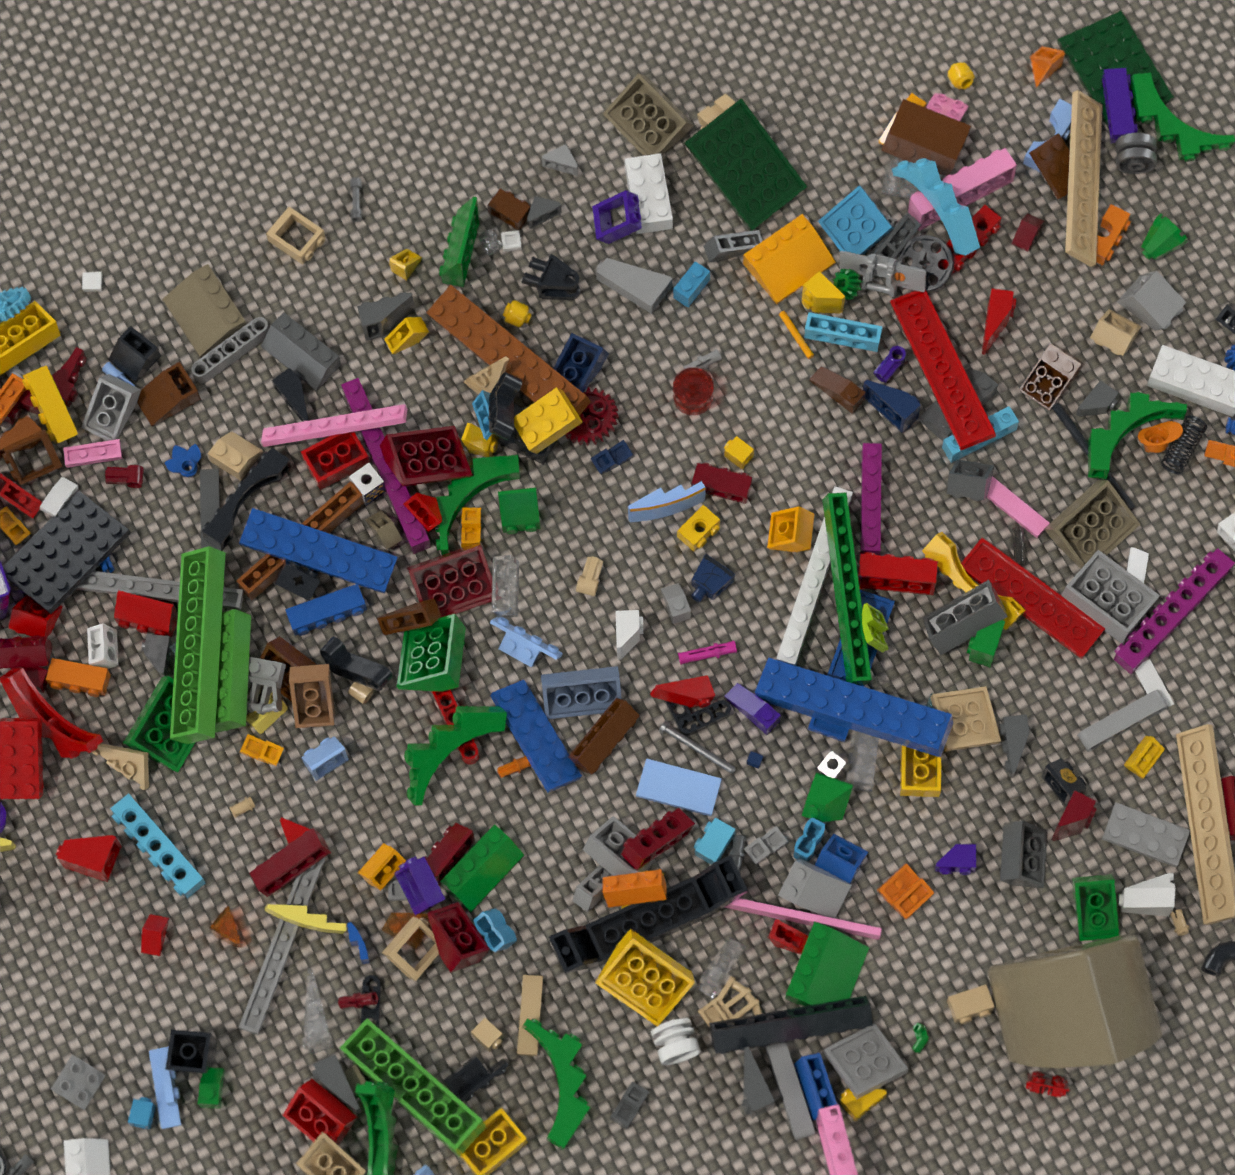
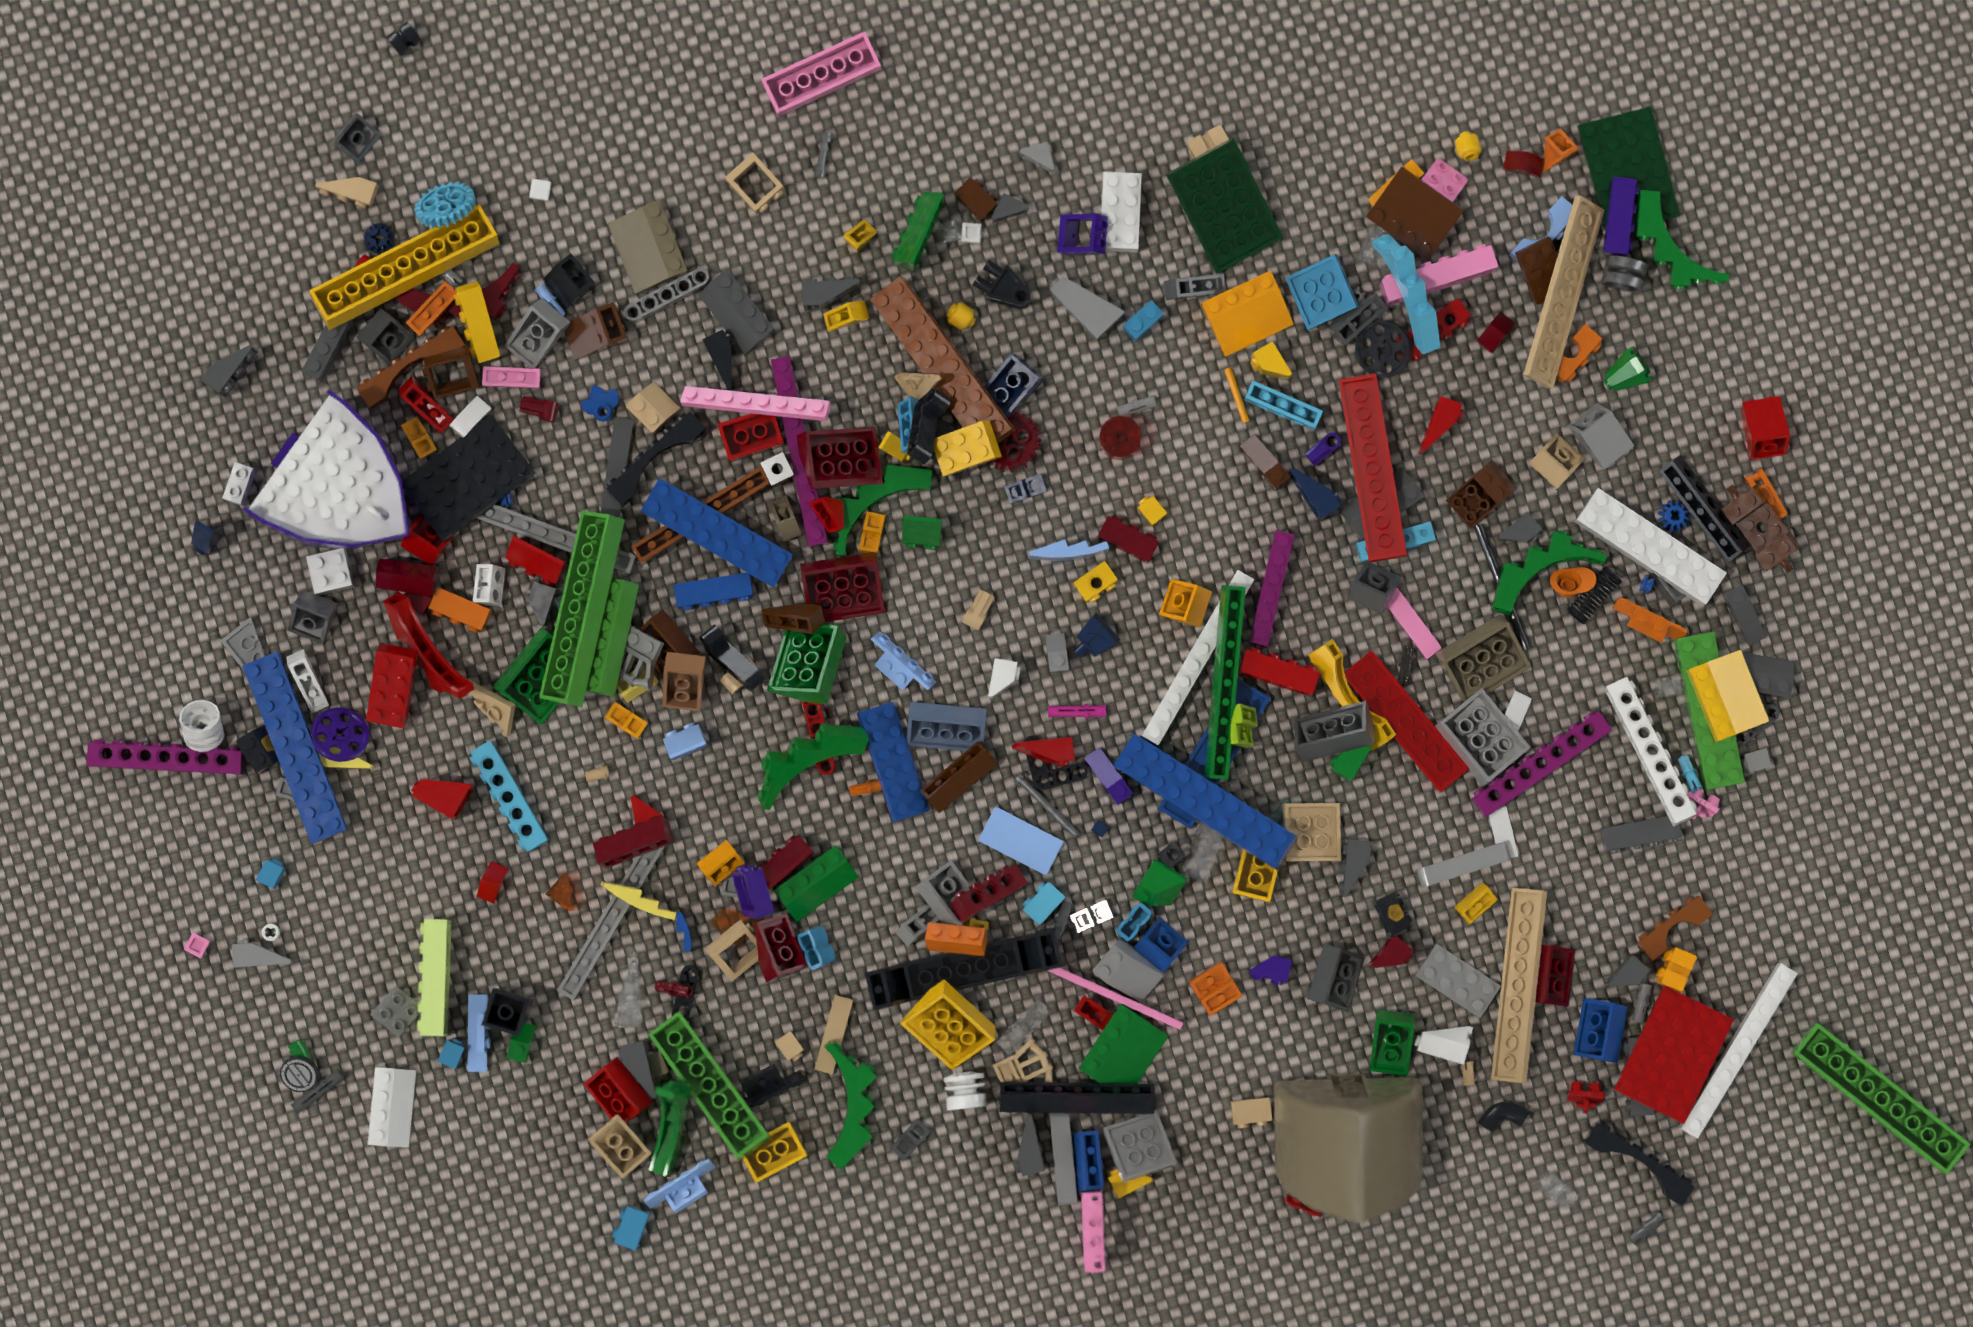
camera: 10 degrees right, 15 degrees up
(111, 1038) = (435, 977): none -> yellowish green brick
(303, 588) = (690, 558): black brick -> none
(340, 128) = (821, 74): none -> bright pink brick
(505, 586) = (893, 604): clear brick -> none
(647, 117) = (1137, 127): dark tan slope -> none
(847, 282) = (1298, 354): green gear -> none
(886, 267) = (1349, 354): light grey piece -> none
(921, 1036) = (1198, 1132): green arm -> none
(1015, 80) = (1523, 163): none -> dark red slope

